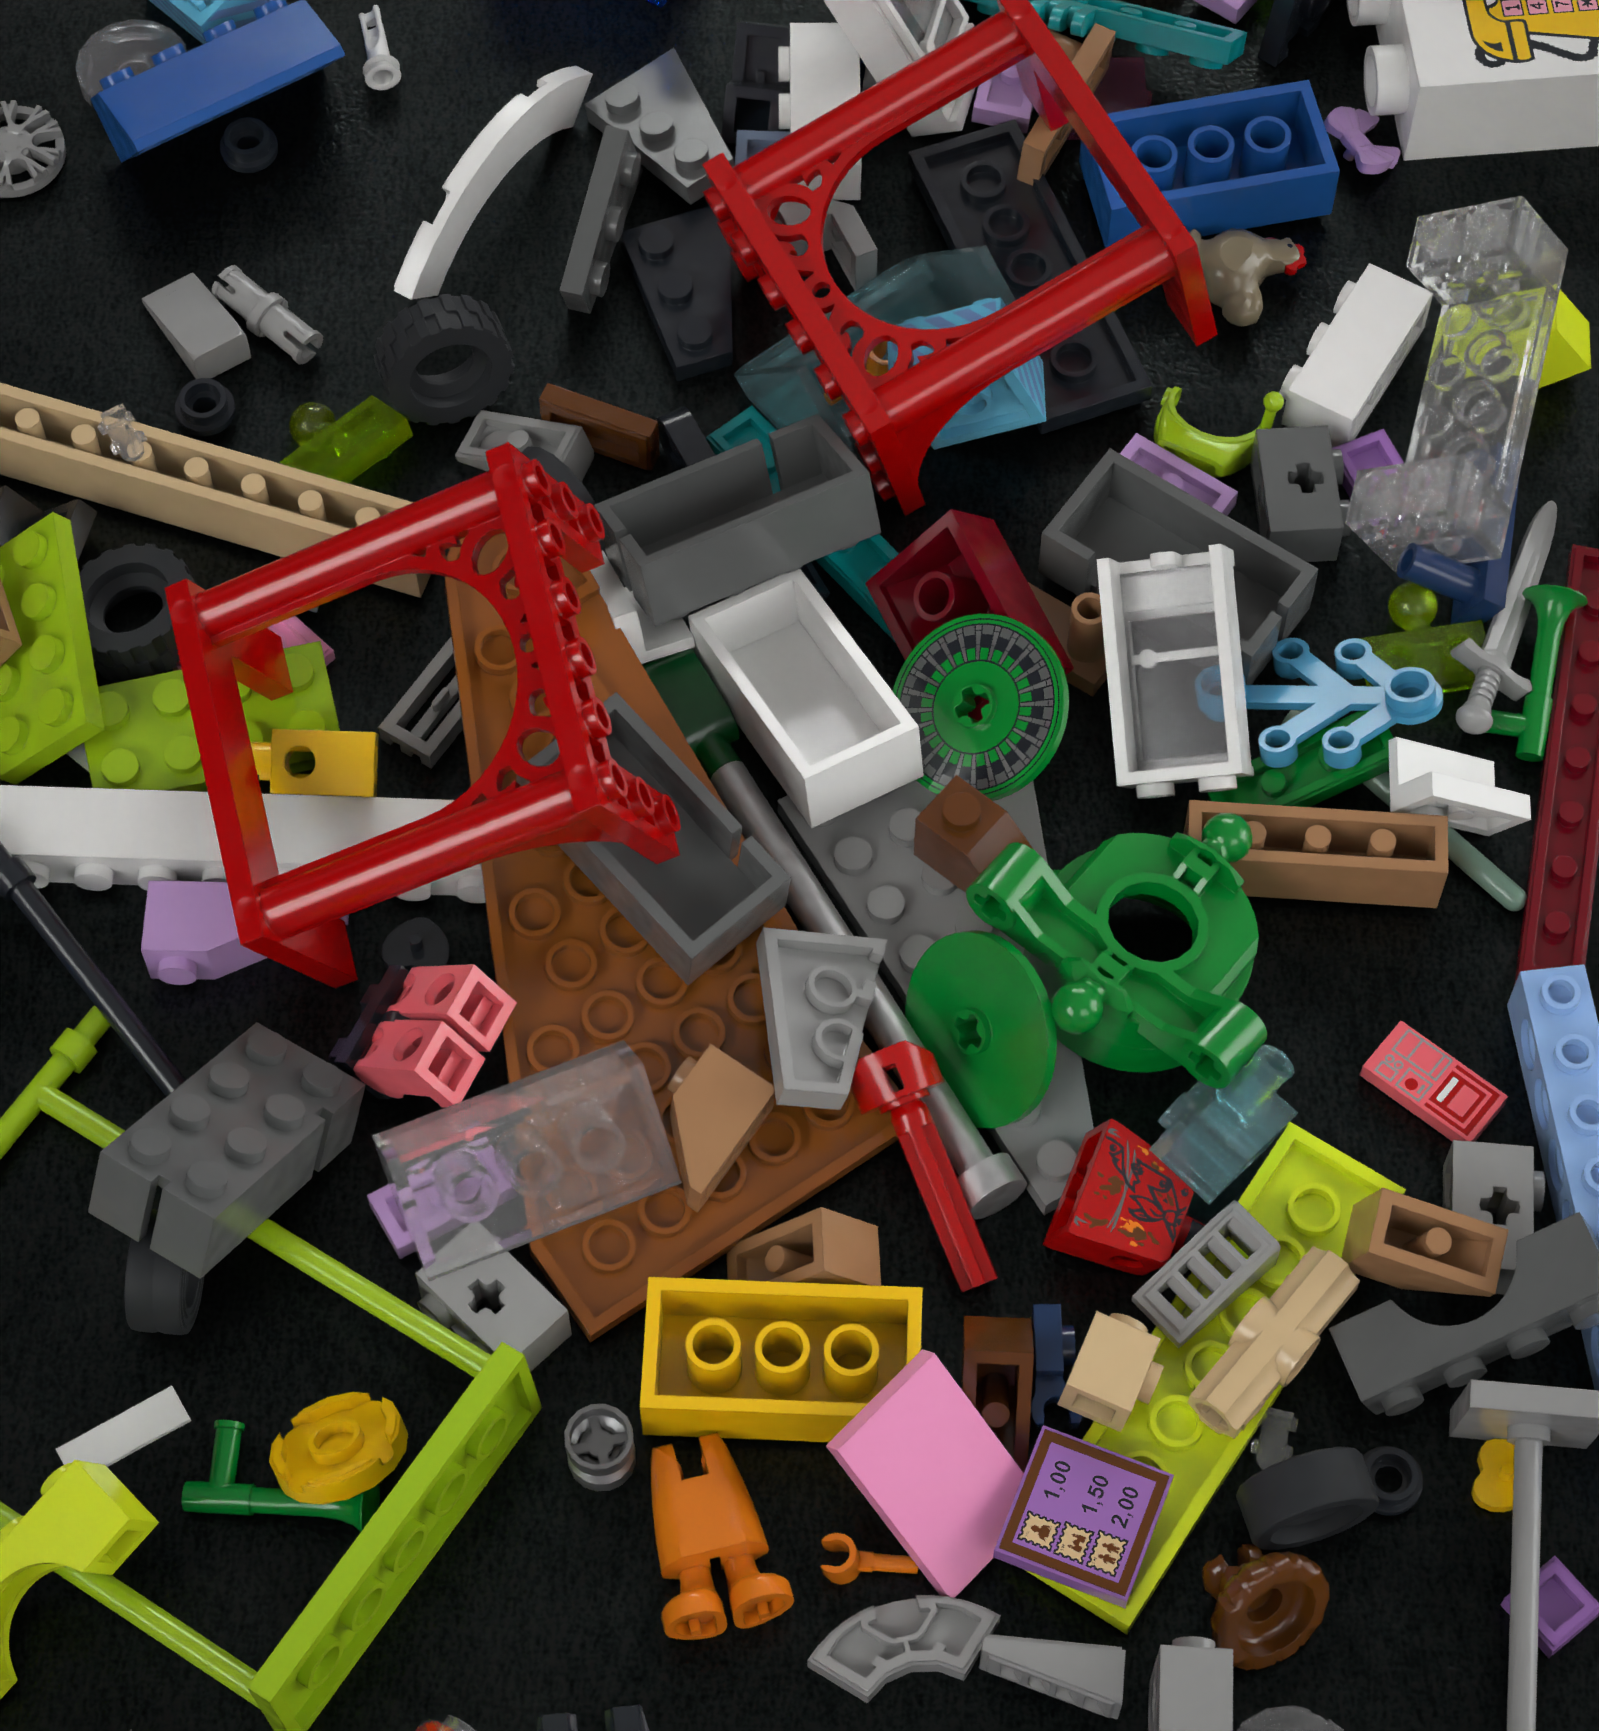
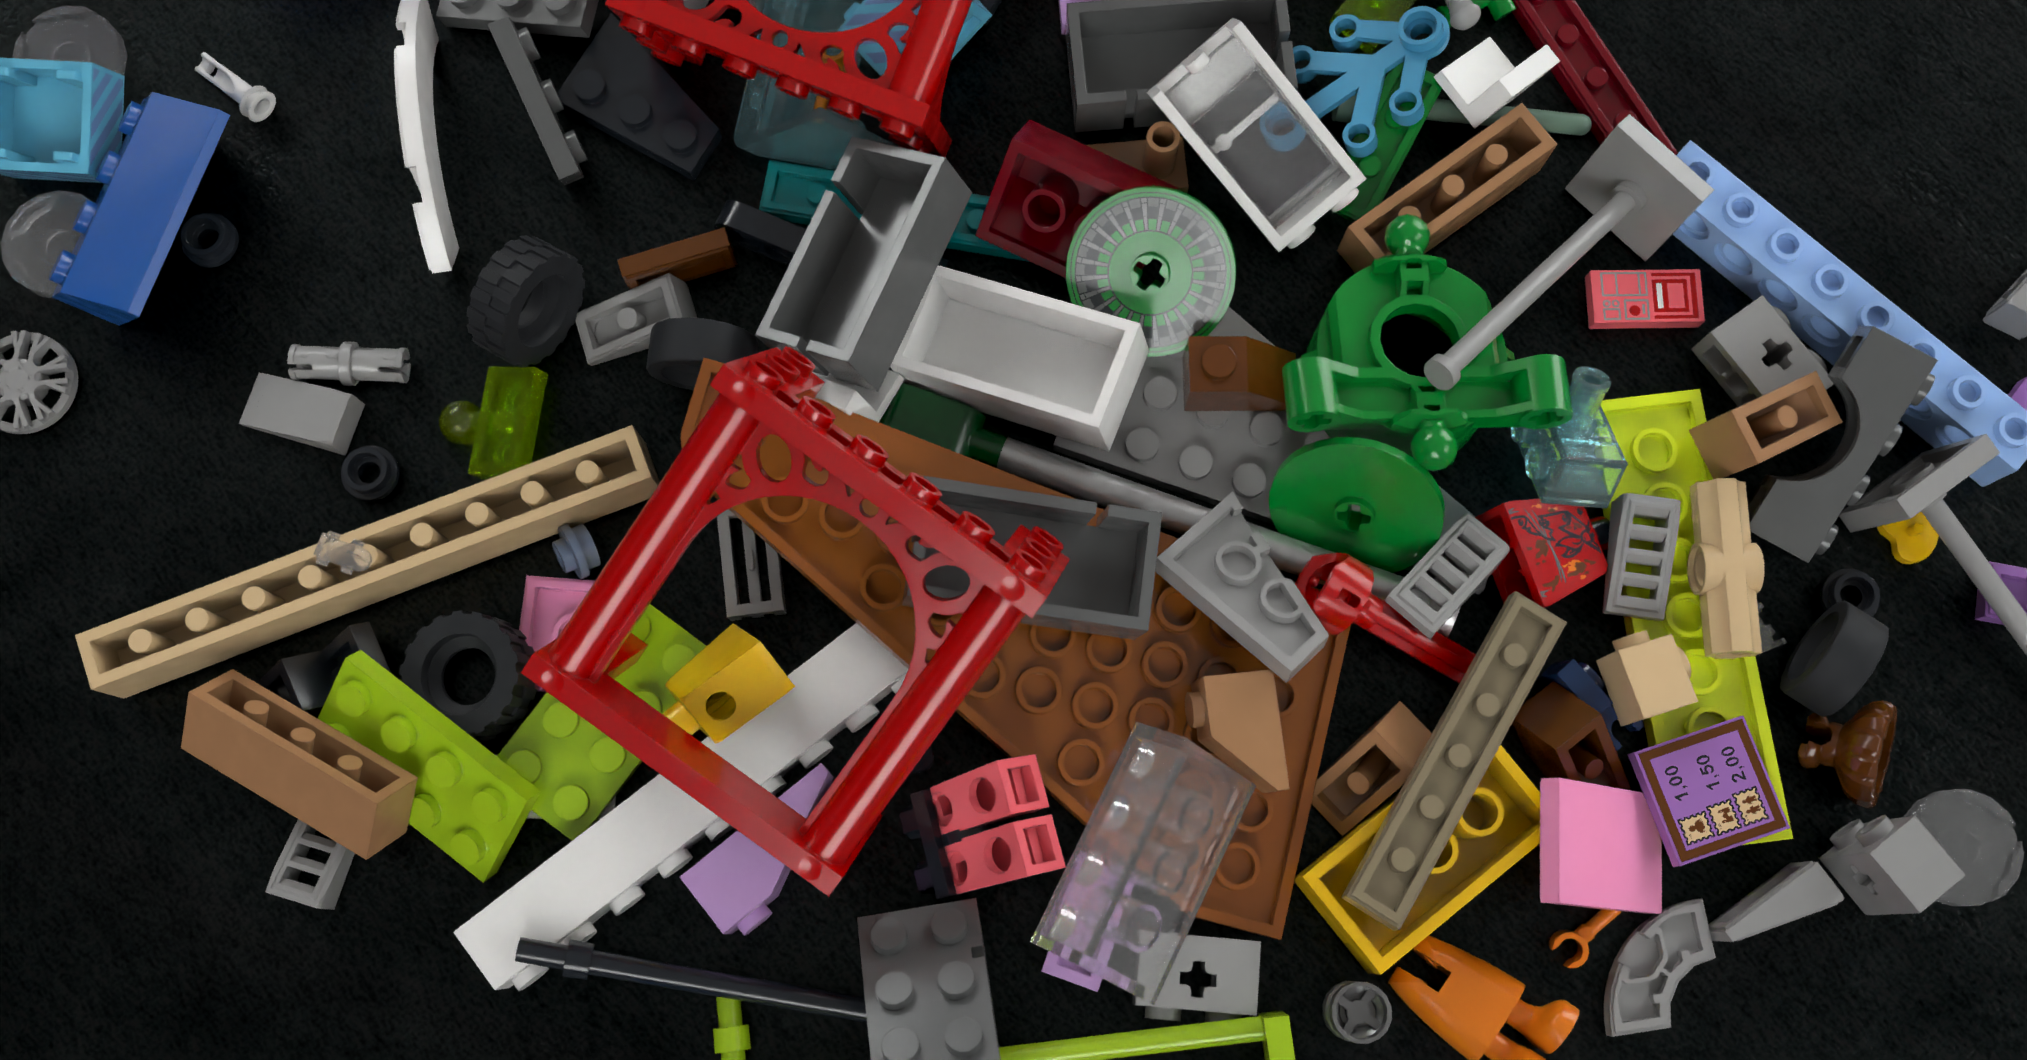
camera: 40 degrees left, 15 degrees up
(865, 1282) = (1453, 761): none -> dark tan tile
(1051, 1140) = (1470, 547): none -> light grey slope
(1491, 962) = (1629, 188): none -> light grey tile

